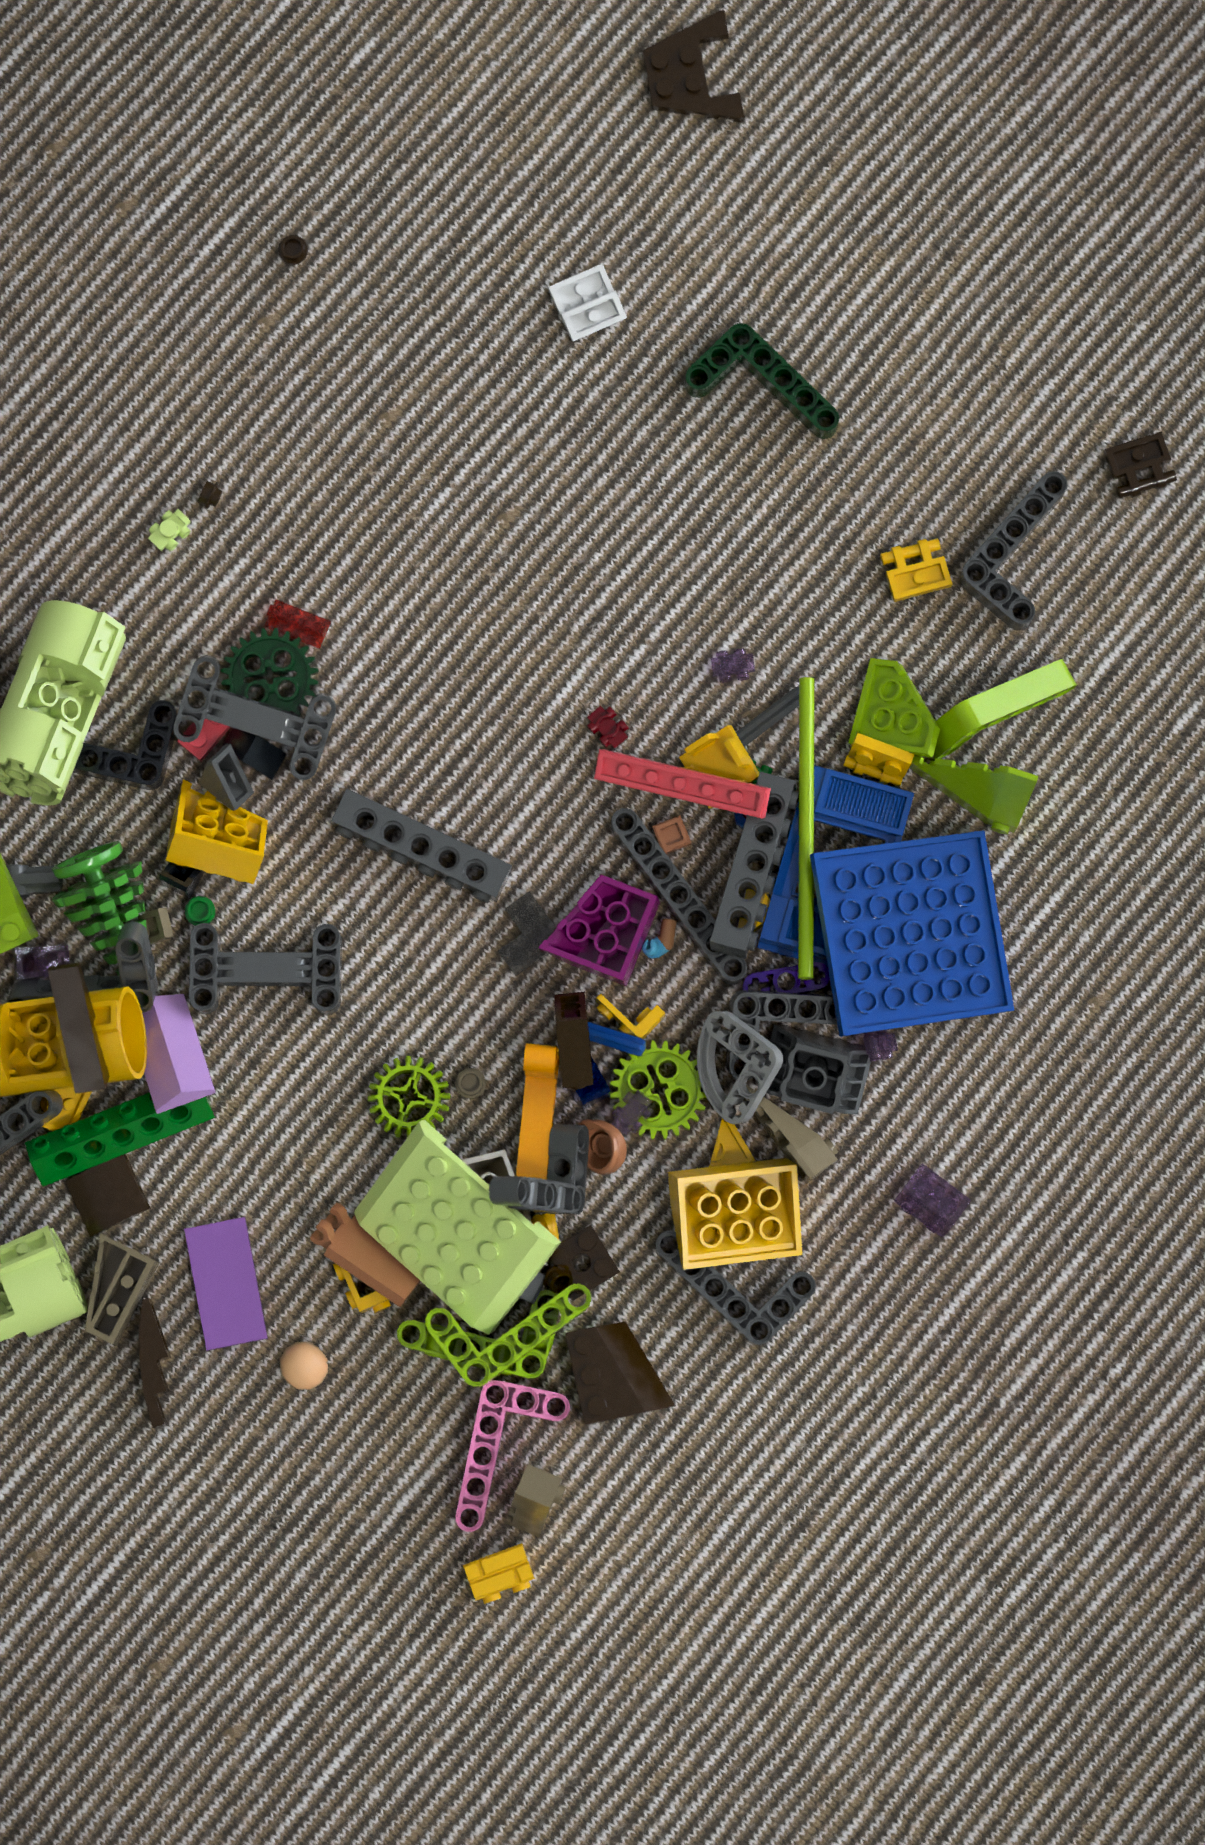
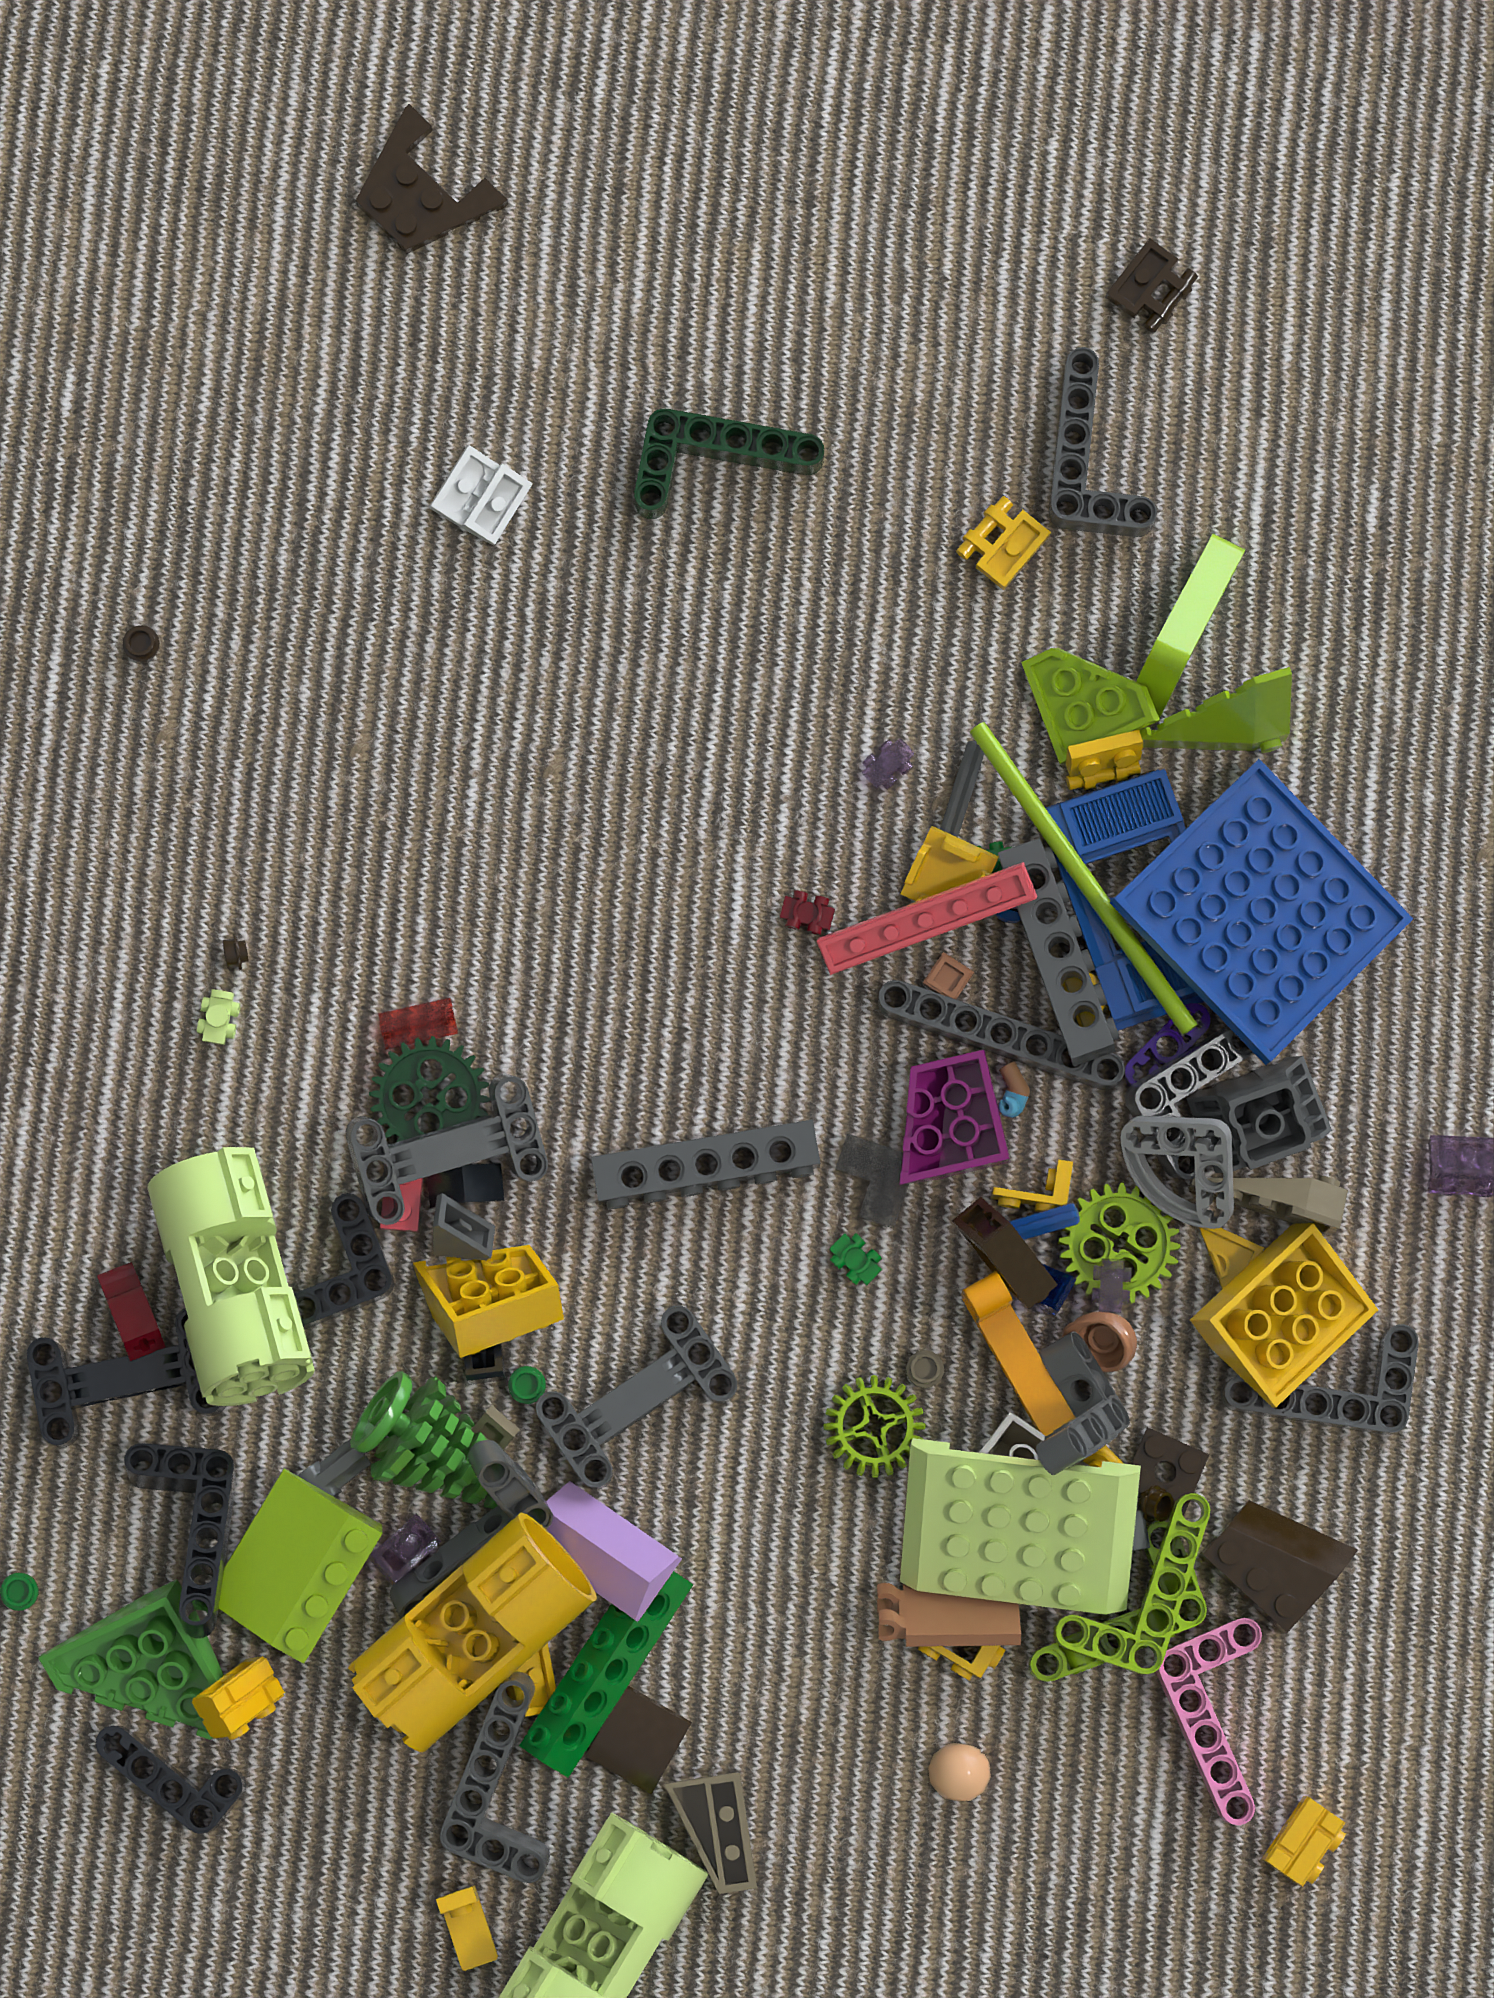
camera: 35 degrees left, 0 degrees up
(77, 1028) = (508, 1591): dark brown slope -> none
(151, 1352) = (798, 1866): dark brown slope -> none
(226, 1283) = (822, 1745): medium lavender tile -> none
(475, 972) = (861, 1265): none -> green piece
(534, 1500) = (1291, 1742): dark tan wedge -> none
(880, 1045) = (1307, 1046): clear purple piece -> none

